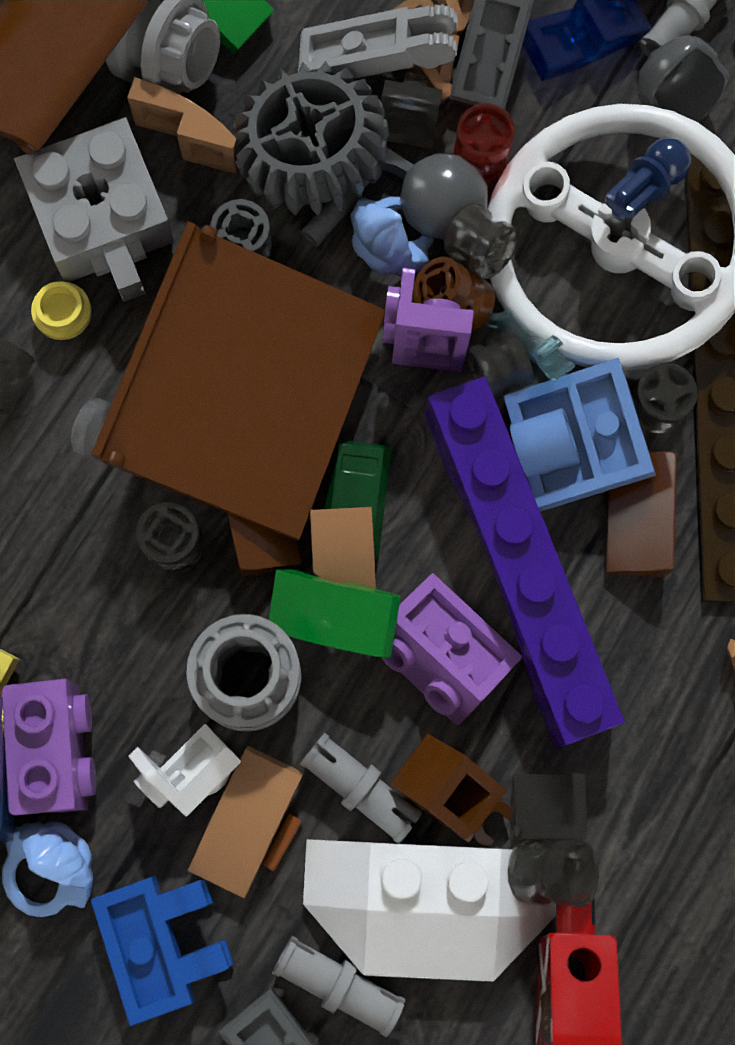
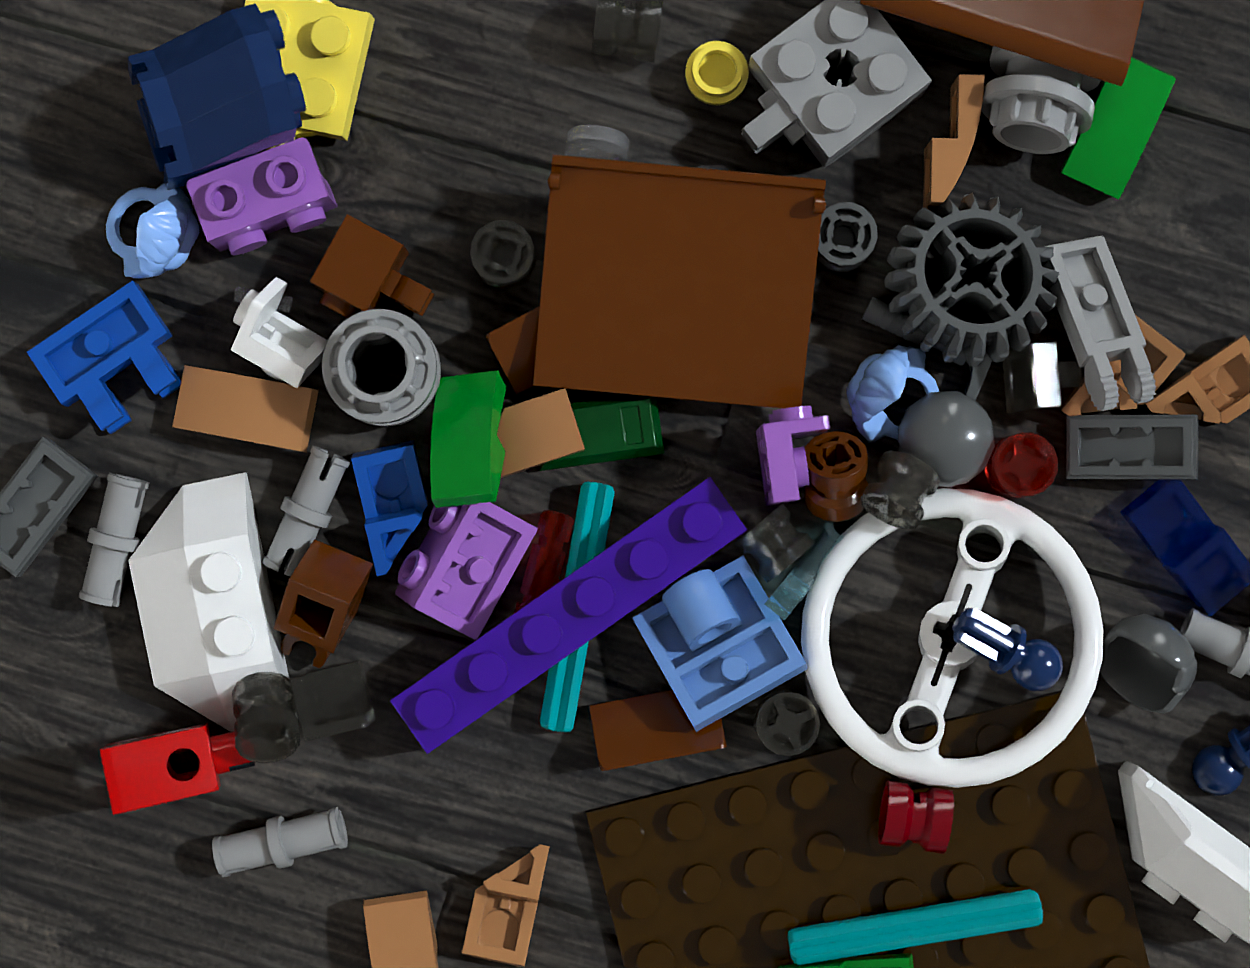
camera: 80 degrees right, 10 degrees up
(146, 671) = (364, 269): none -> reddish brown brick
(281, 842) = (236, 449): dark orange piece -> none
(368, 705) = (390, 497): none -> blue slope
(460, 536) = (587, 542): none -> teal axle
(462, 576) = (546, 557): none -> clear red axle
(672, 897) = (279, 842): none -> light grey pin

